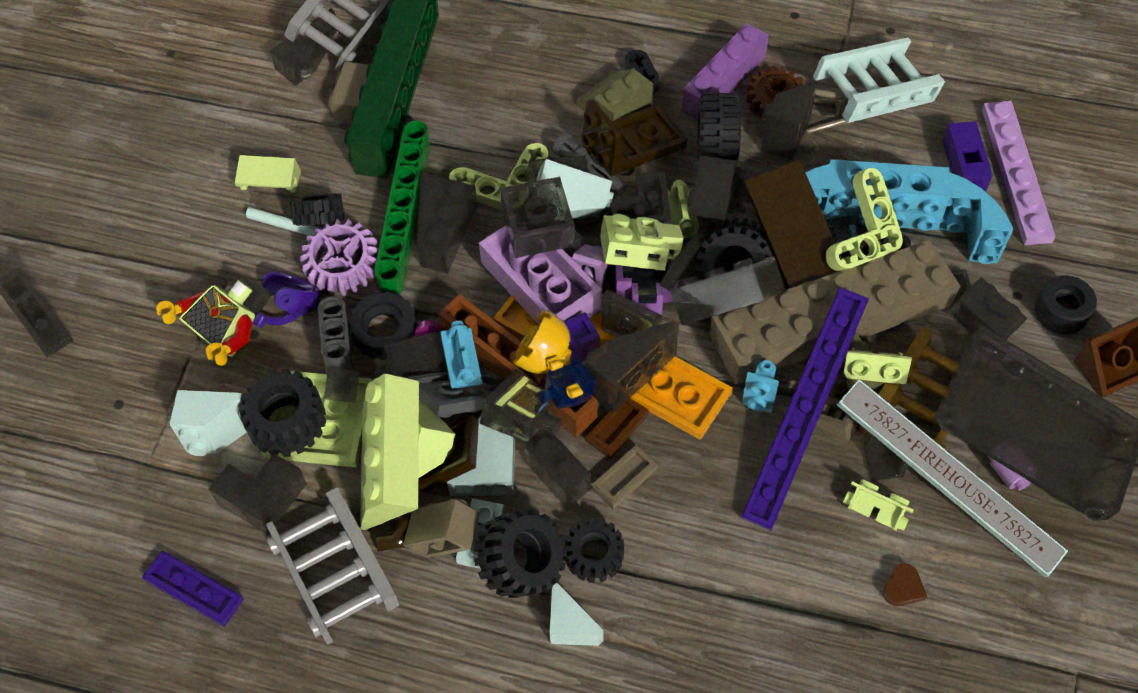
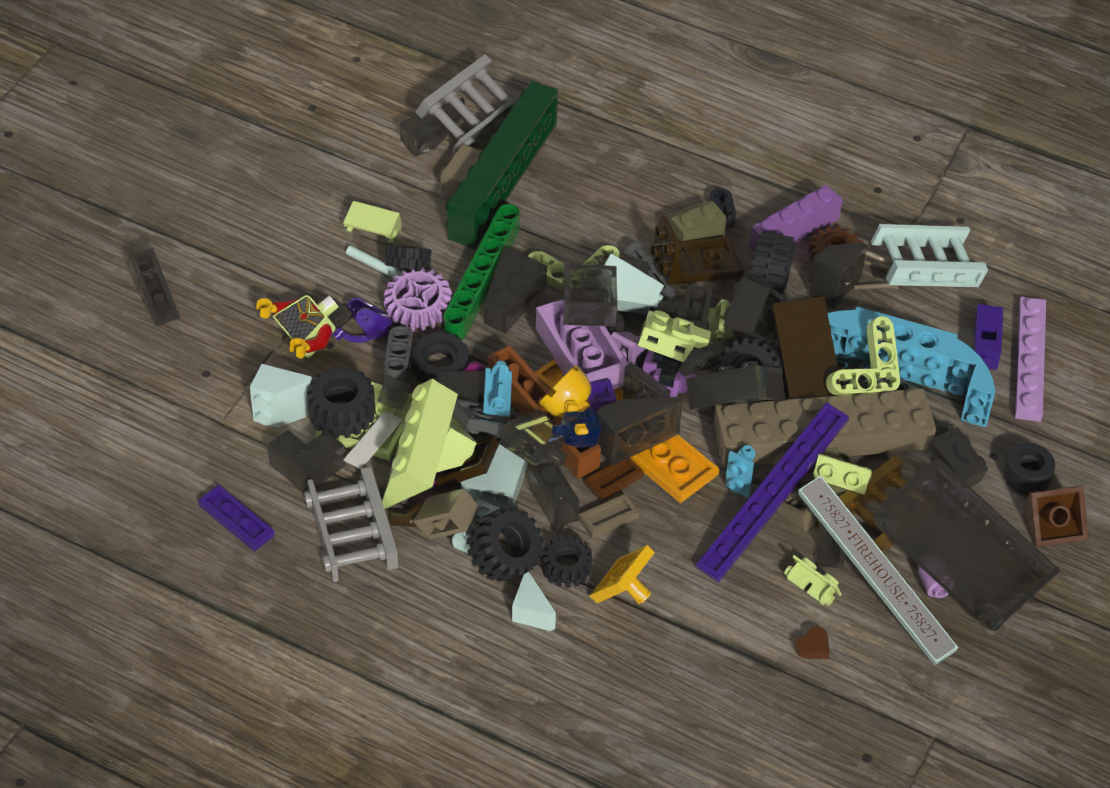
camera: 10 degrees right, 10 degrees down
(330, 448) = (373, 440): none -> white sticker
(667, 558) = (623, 577): none -> yellow tile

